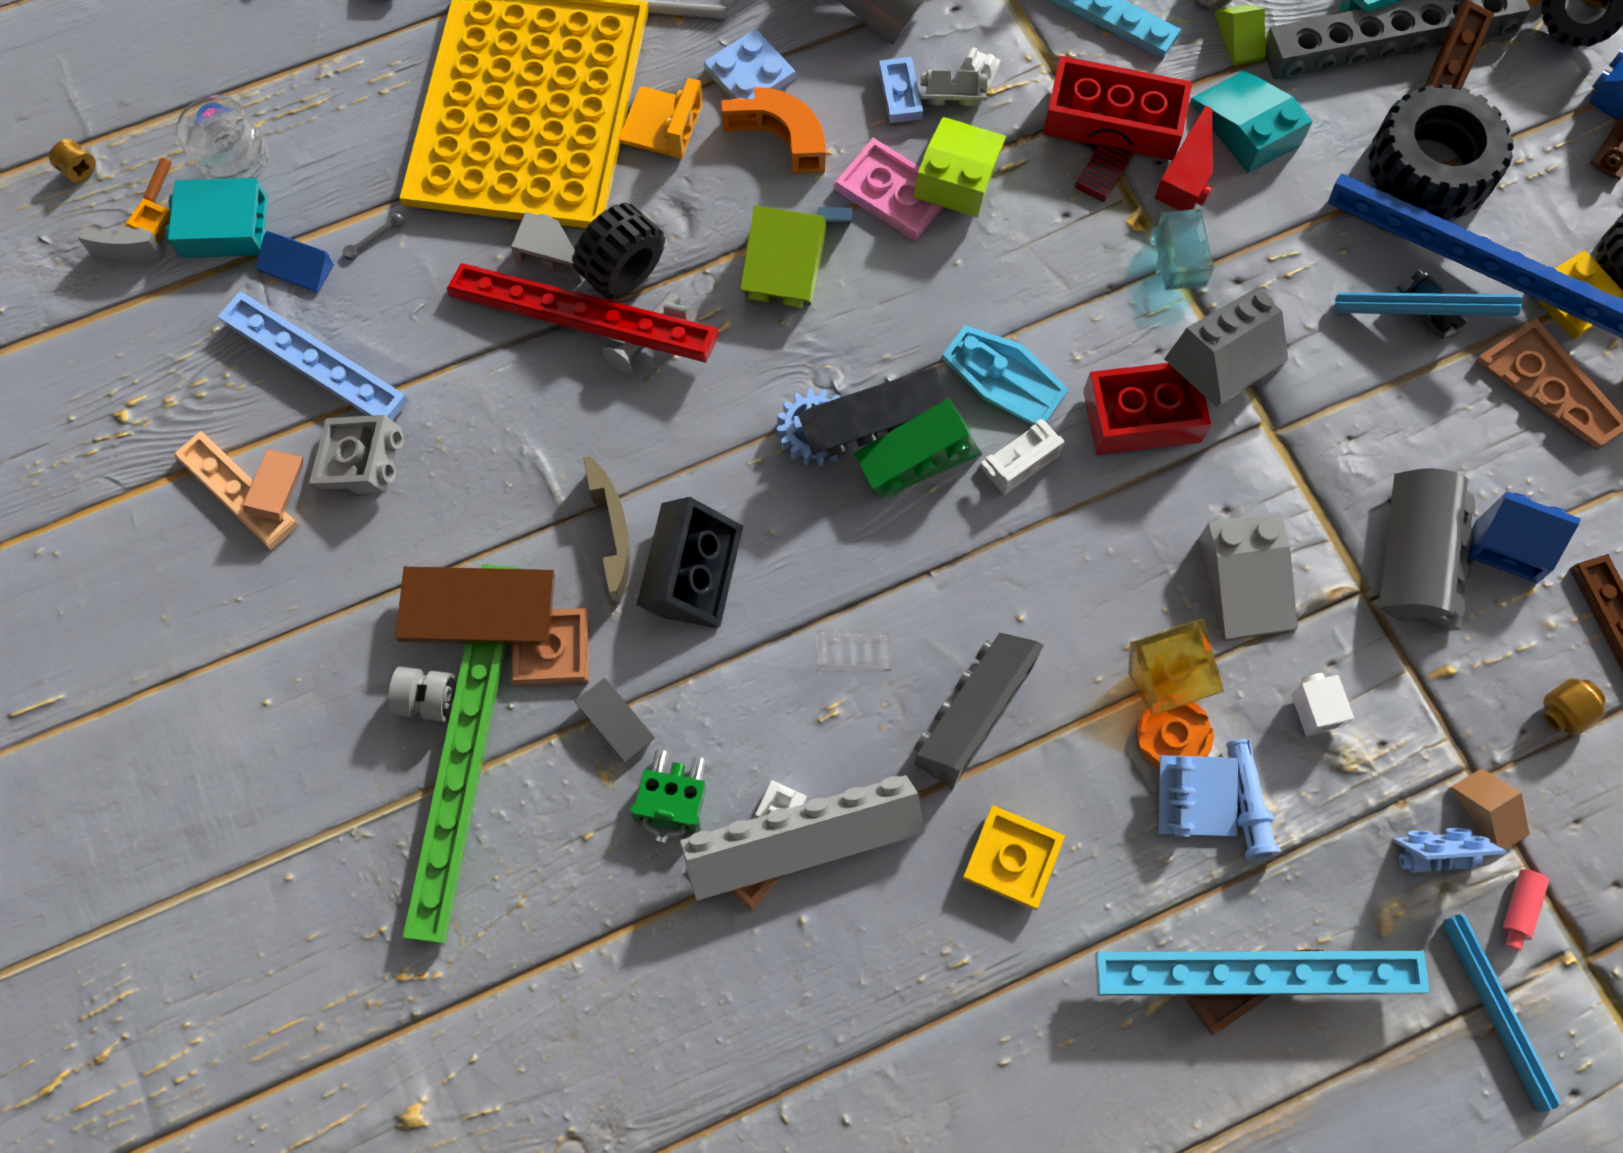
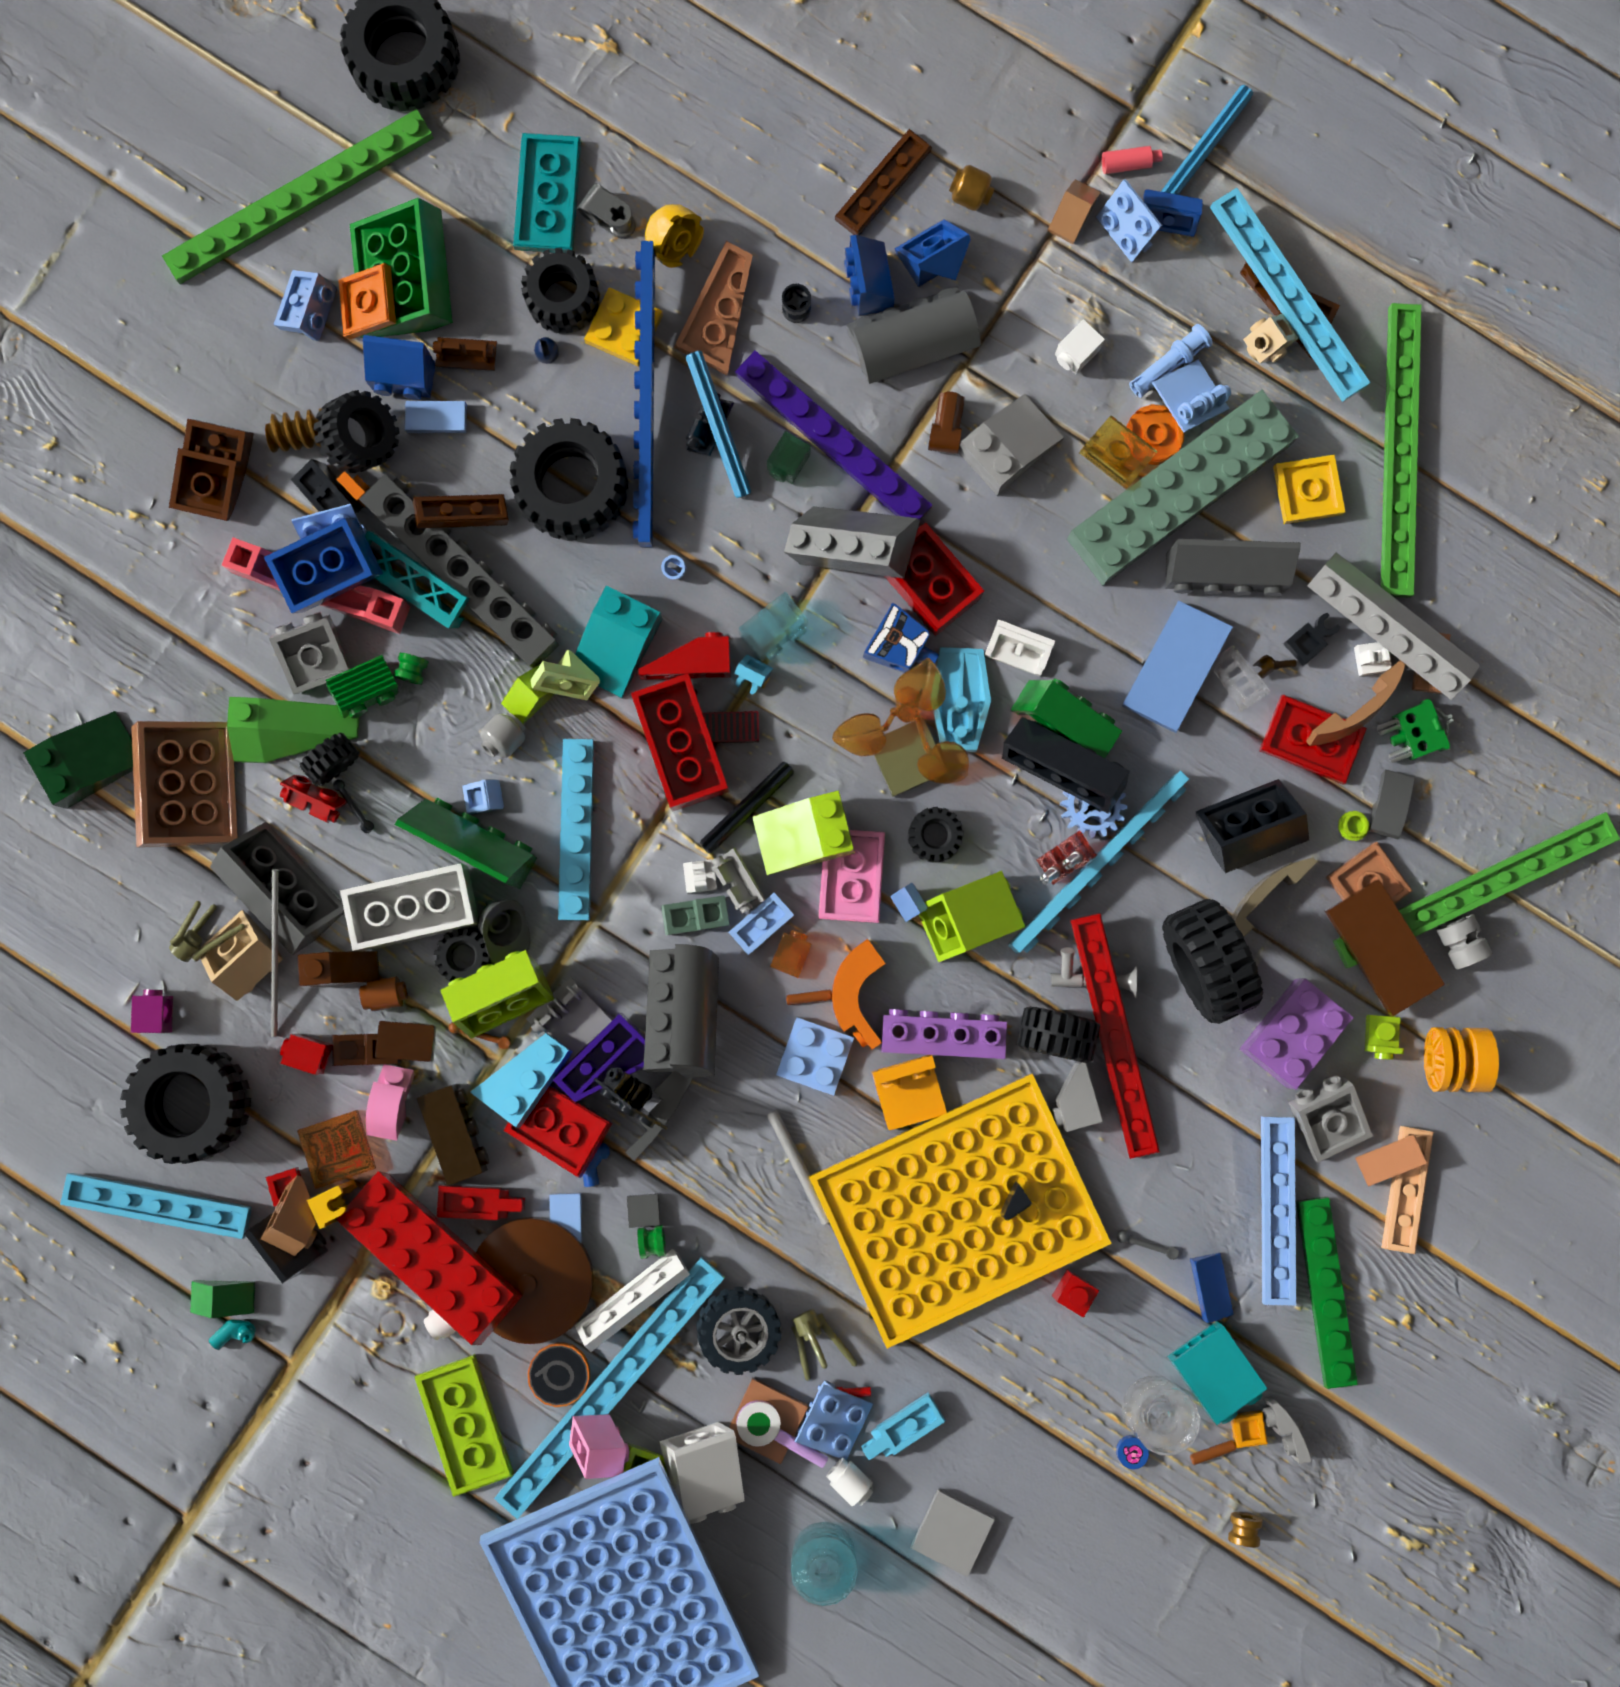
camera: 125 degrees left, 15 degrees up
(208, 358) = (1326, 1292): none -> green plate
(312, 602) = (1461, 1059): none -> light orange wheel
(381, 144) = (1075, 1293): none -> red brick
(389, 555) = (1382, 1036): none -> lime bracket
(458, 472) = (1296, 1033): none -> medium lavender brick
(497, 133) = (1015, 1203): none -> black slope
(584, 409) = (1212, 961): none -> black tyre
(619, 667) = (1353, 825): none -> lime plate
(692, 171) = (942, 1035): none -> medium lavender brick
(736, 687) = (1288, 735): none -> red tile
(742, 794) = (1336, 728): none -> medium nougat slope
(757, 412) = (1090, 872): none -> medium azure plate
(780, 363) = (1062, 866): none -> clear red piece
(809, 88) = (809, 997): none -> dark orange piece
(842, 694) = (1268, 665): none -> dark brown hand
(843, 746) = (1309, 641): none -> black plate
(855, 100) = (791, 953): none -> clear orange bracket
(889, 258) = (948, 821): none -> black tyre
(904, 597) = (1177, 666): none -> medium blue tile
(946, 44) = (695, 915): none -> sand green slope
(976, 297) = (900, 757): none -> olive tile
(1003, 997) = (1401, 450): none -> bright green plate
(1018, 139) = (747, 807): none -> black axle
(1039, 294) = (914, 690): none -> clear orange plant
(1096, 345) = (899, 642): none -> torso
(1098, 721) = (1182, 487): none -> sand green brick
(1146, 208) = (753, 671): none -> medium azure tile
(1217, 921) = (1270, 339): none -> tan brick
(1234, 57) = (566, 678): none -> yellowish green slope
(1292, 201) = (672, 573): none -> light blue hinge
(1308, 526) = (946, 430): none -> reddish brown piece
(1349, 415) = (831, 438): none -> dark purple plate
(1353, 357) = (788, 458): none -> clear green brick
(1435, 911) = (1175, 212): none -> blue slope
(1514, 618) = (934, 252): none -> blue slope
(1524, 457) = (795, 296): none -> black wheel
(1566, 92) = (435, 416): none -> light blue tile
(1589, 216) = (552, 347): none -> dark blue hinge

